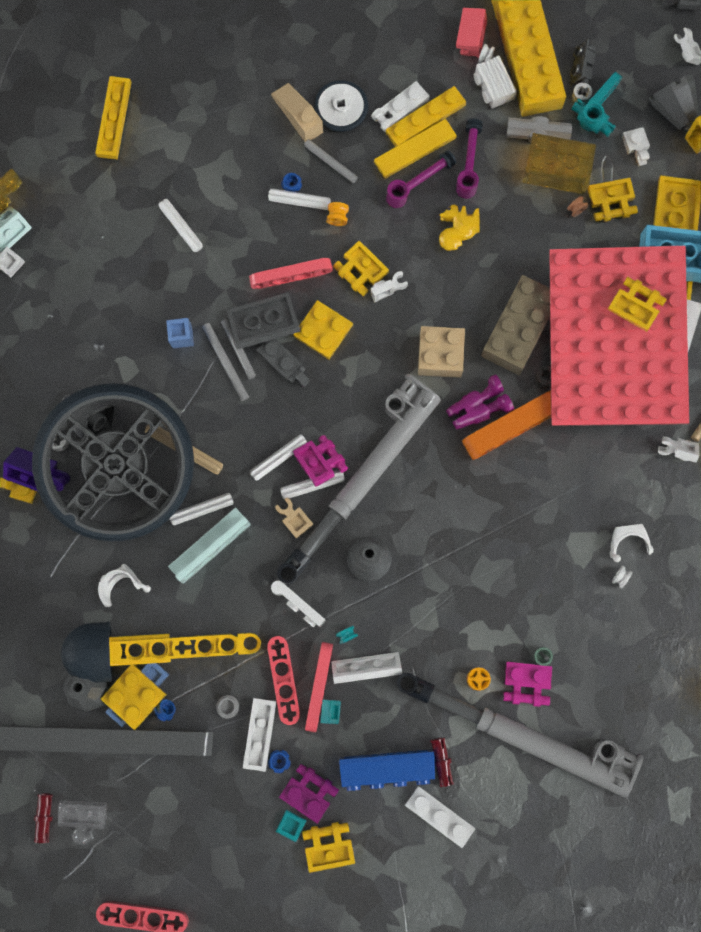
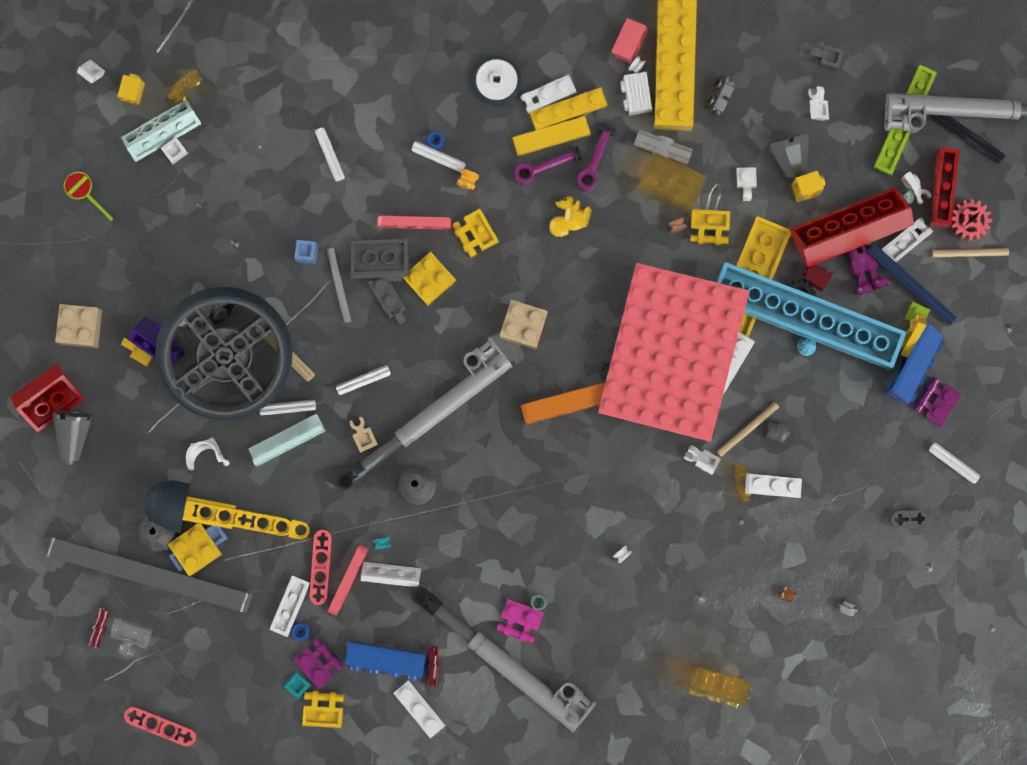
camera: 15 degrees right, 5 degrees up
(113, 117) = (294, 41): yellow plate -> none
(165, 710) = (217, 566): blue plate -> none
(227, 706) = (269, 577): light grey plate -> none
(239, 352) = (353, 282): light grey bar -> none
(297, 603) = (347, 507): white plate -> none
(298, 112) = (457, 76): tan slope -> none
(307, 486) = (385, 410): white axle -> none
(315, 465) = (391, 394): dark pink plate -> none
(330, 161) = (474, 128): light grey bar -> none
(330, 711) = (352, 602): teal tile -> none
(384, 289) = (489, 256): white plate -> none
(474, 407) = (539, 381): magenta piece -> none
(479, 677) = (480, 607): light orange wheel -> none
(519, 326) = (596, 319): dark tan brick -> none
(583, 87) = (715, 117): white bush -> none
(595, 108) = (720, 155): teal piece -> none
(624, 531) = (638, 517): white helmet -> none
(632, 308) = (689, 334): yellow plate -> none

